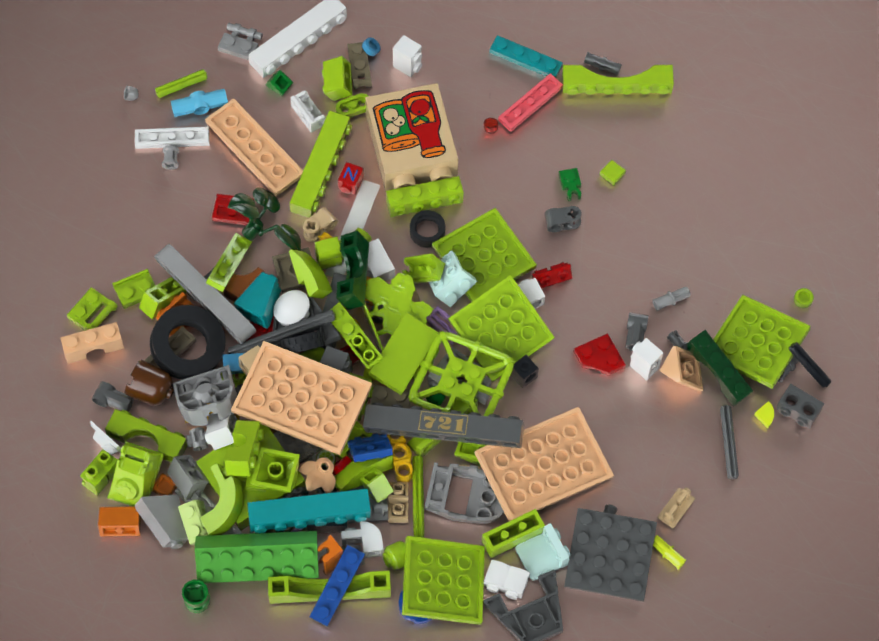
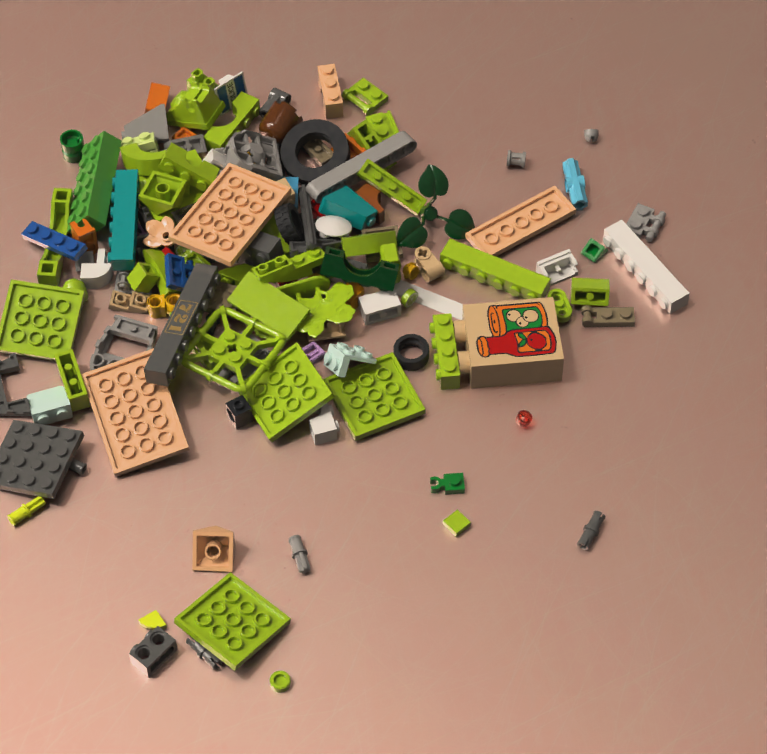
camera: 100 degrees right, 10 degrees down
(172, 137) = (540, 163): white tile -> none
(181, 83) = (600, 174): lime axle -> none
(226, 215) = (454, 199): red plate -> none
(350, 178) = (474, 292): red brick -> none
(371, 46) = (628, 326): dark azure tile -> none
(407, 56) = (608, 348): white brick -> none
(418, 496) = (108, 315): lime axle -> none
(424, 268) = (363, 339): lime hinge -> none
(506, 579) = (31, 373): white brick -> none
(525, 57) = (606, 463): teal plate -> none
(530, 102) = (548, 457): coral plate -> none
(557, 274) = (341, 444): red hinge -> none
(561, 218) = (405, 469): dark grey piece -> none
(581, 80) = (565, 577): lime arch -> none
(600, 355) = (247, 483): red plate -> none
(636, 327) = (273, 517): dark grey piece -> none
(646, 358) = (229, 511): white brick -> none
(676, 507) = (69, 524): tan hinge -> none
(677, 340) = (247, 552): dark grey pin -> none
(729, 442) = (129, 582): dark grey axle -> none
(730, 380) = (223, 564): dark green arch -> none
(809, 364) = (193, 662): black axle -> none

